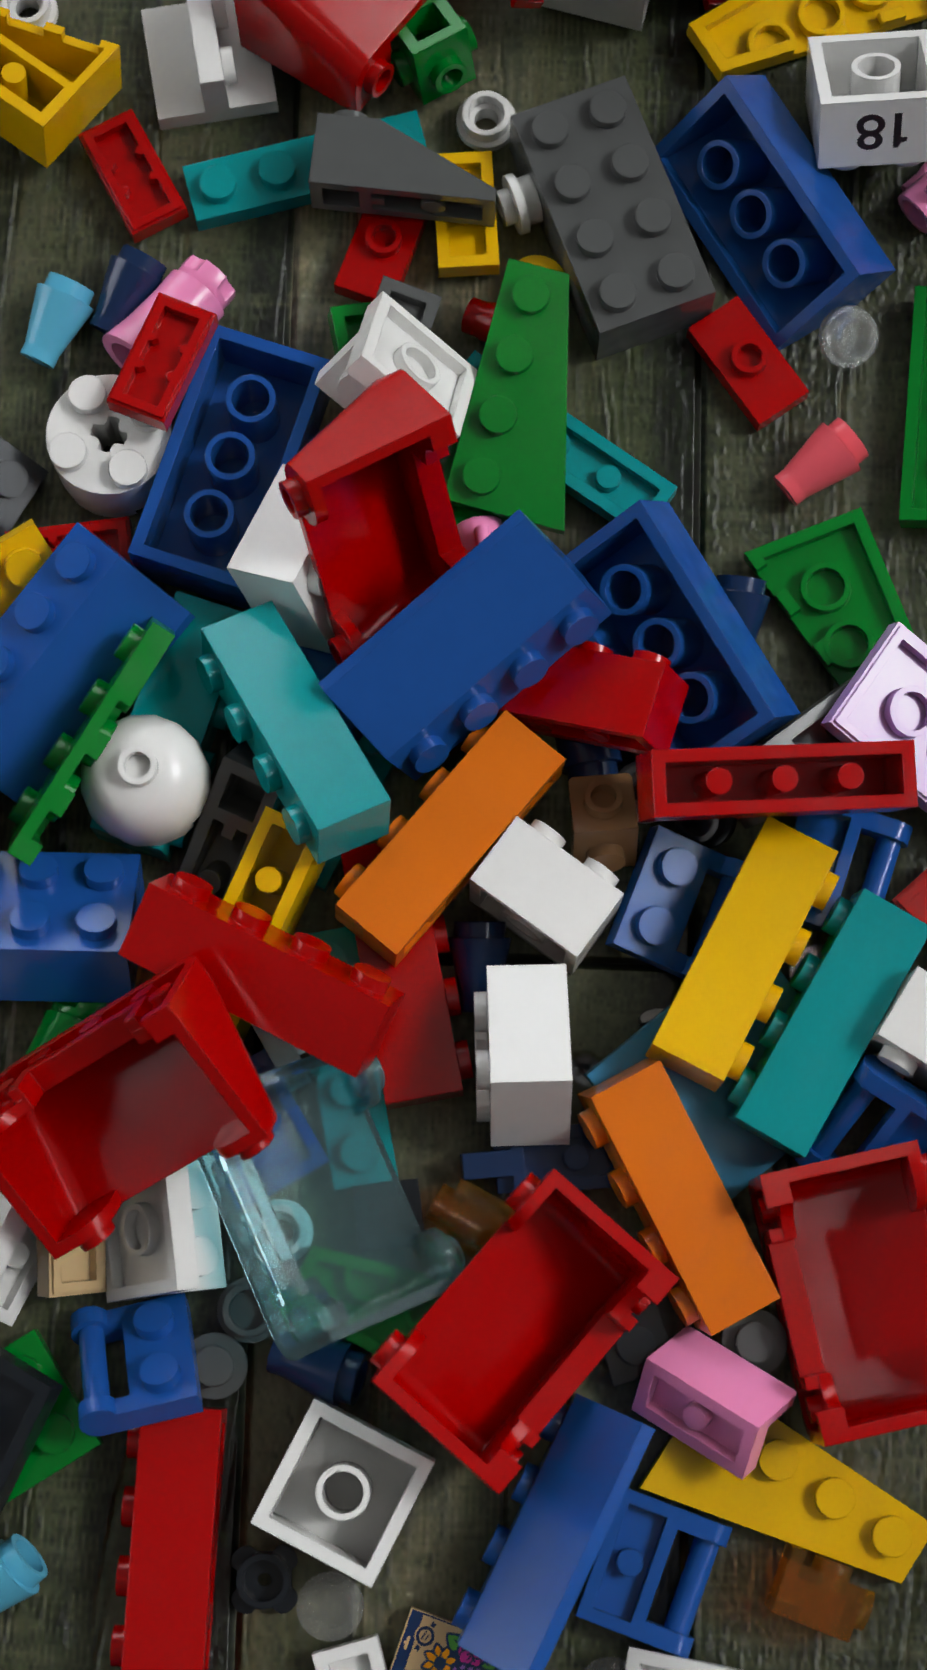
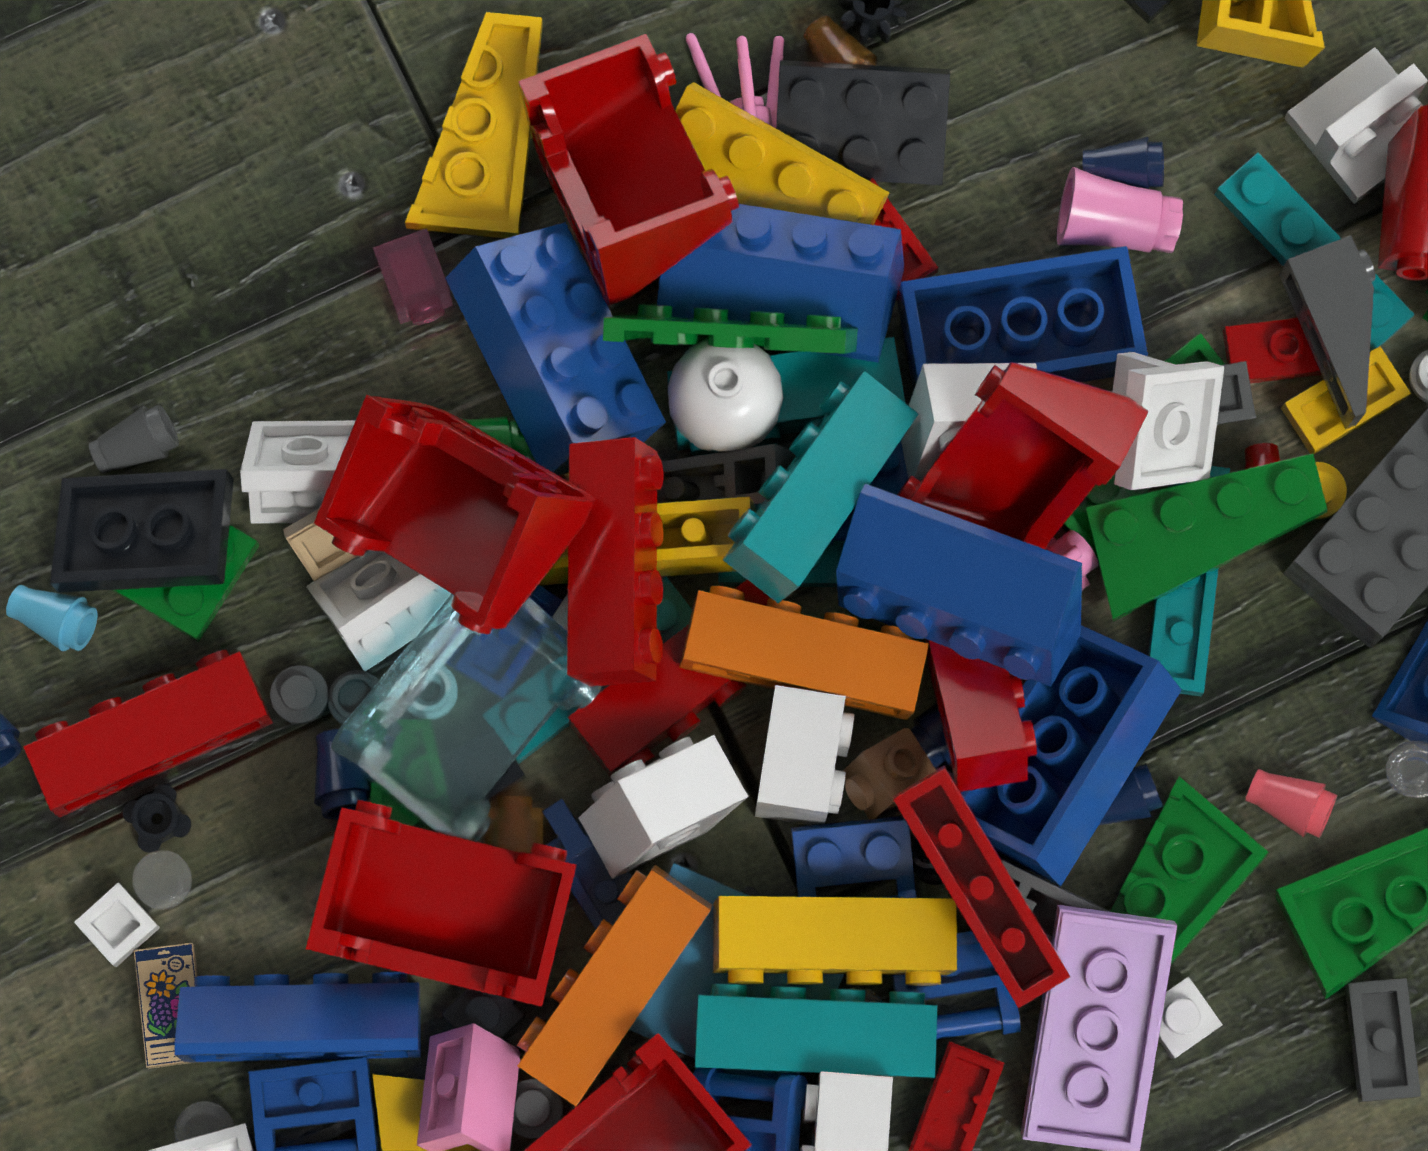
camera: 60 degrees right, 0 degrees up
(55, 318) = (1072, 121): medium azure cone -> none
(78, 432) = (995, 192): white brick -> none
(133, 176) = (1228, 117): red plate -> none
(158, 1364) = (277, 648): blue plate -> none
(162, 362) = (1070, 225): red plate -> none
(343, 1491) = (253, 841): white brick -> none
(472, 950) = (734, 727): dark blue cone -> none
(519, 203) = (1378, 439): white plate -> none
(747, 363) = (1347, 698): red plate -> none

